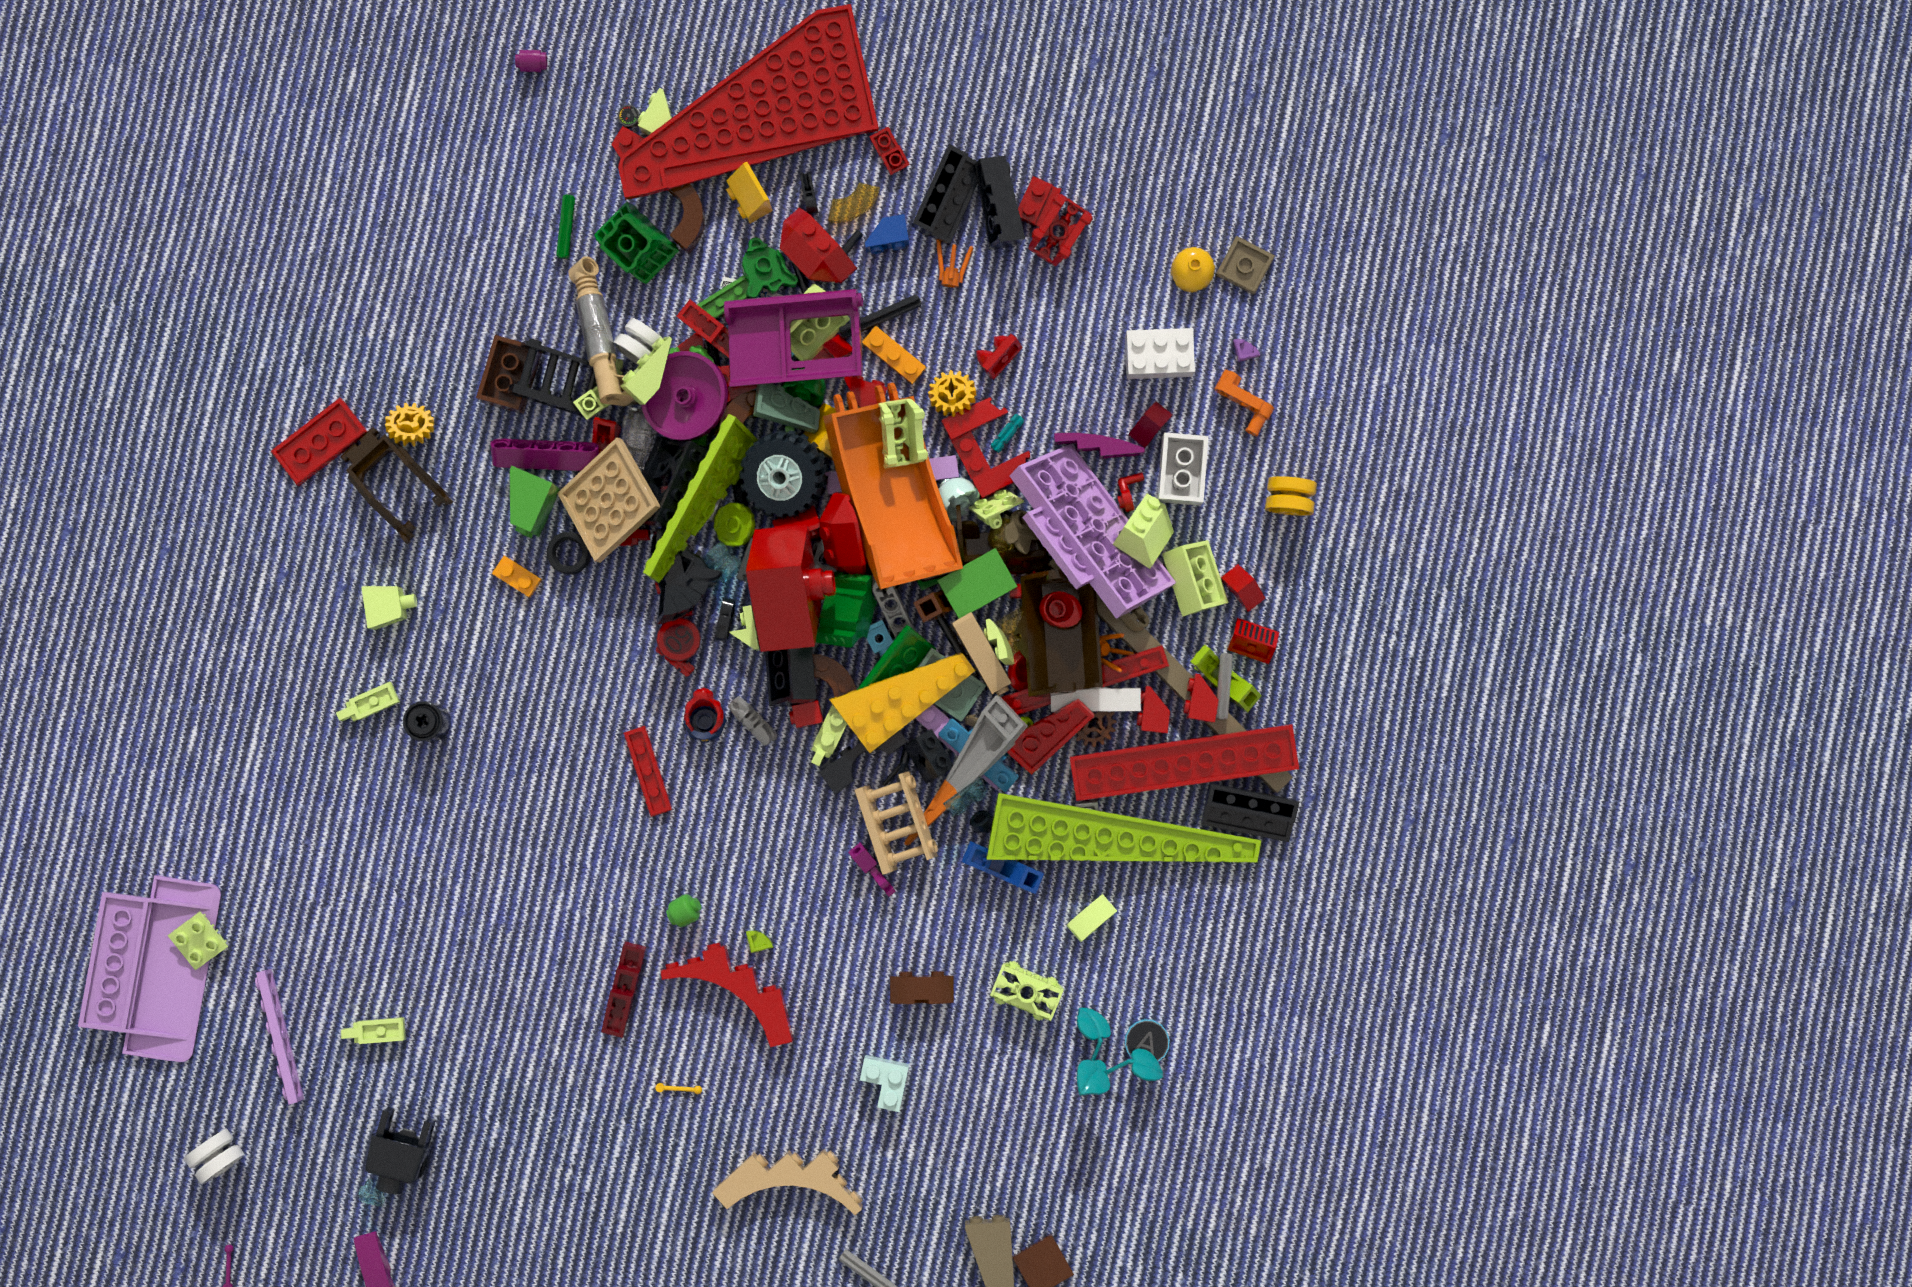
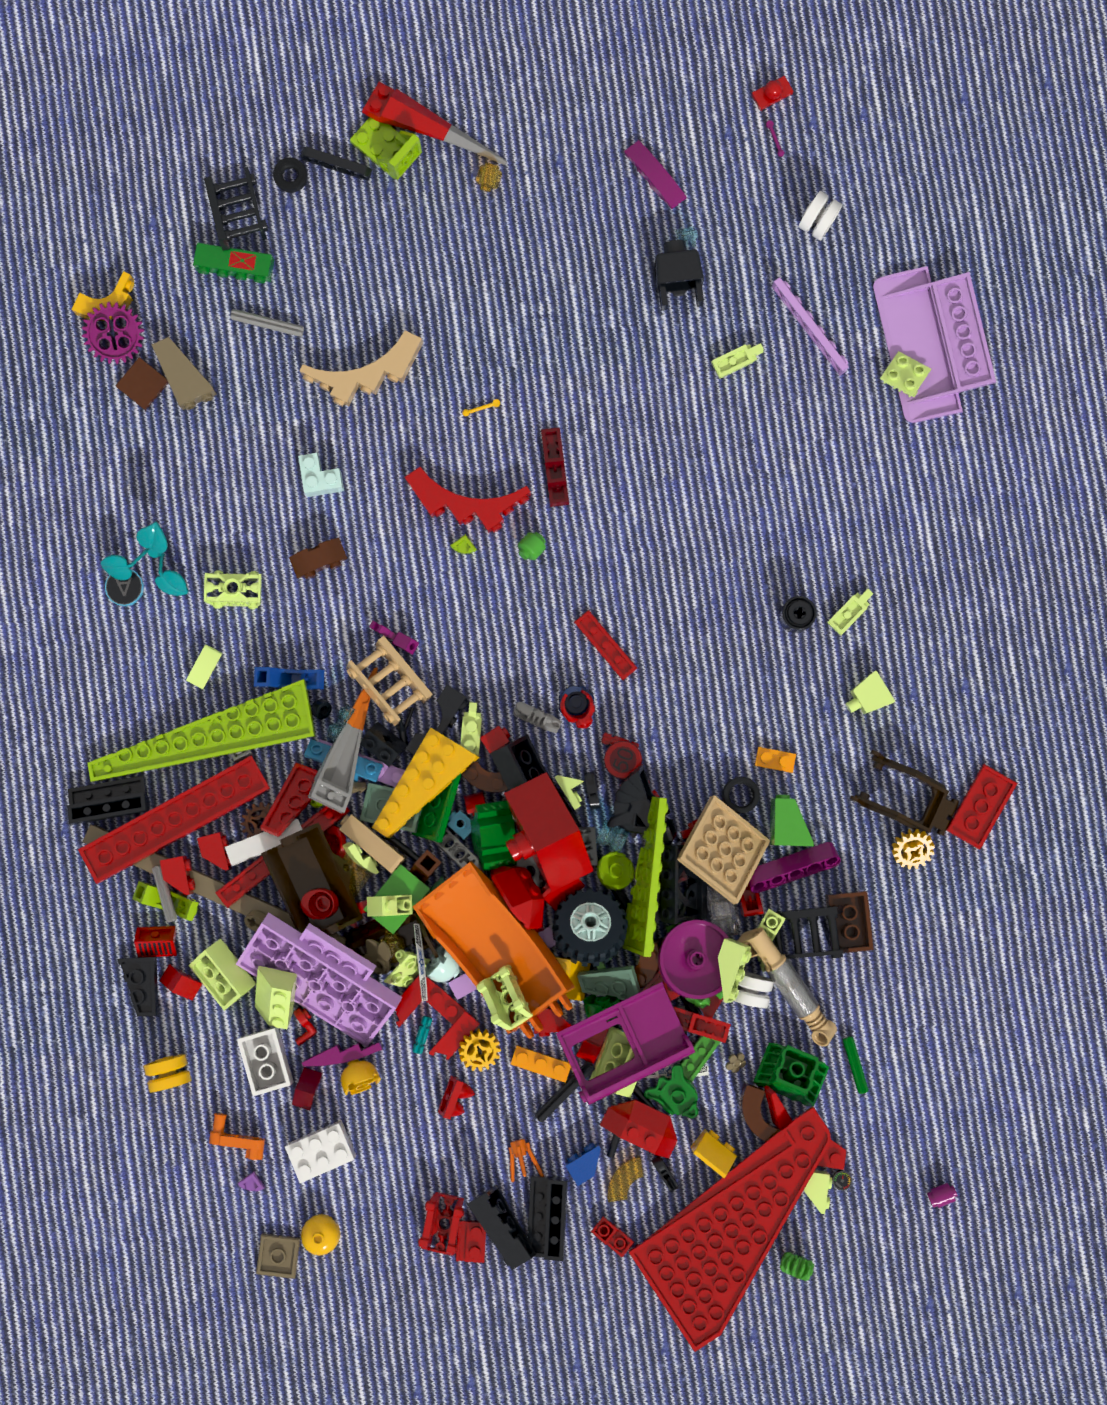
camera: 155 degrees right, 0 degrees up
(665, 211) = (778, 1112): none -> red slope
(689, 277) = (735, 1062): none -> dark tan plant
(710, 47) = (797, 1266): none -> bright green gear
(854, 656) = (472, 800): none -> red slope
(977, 506) = (421, 963): none -> white sticker
(987, 578) = (389, 905): none -> yellowish green slope
(1090, 415) = (358, 1076): none -> yellow cylinder
(1105, 649) = (272, 887): orange plant -> none
(1283, 603) = (142, 982): none -> black wing

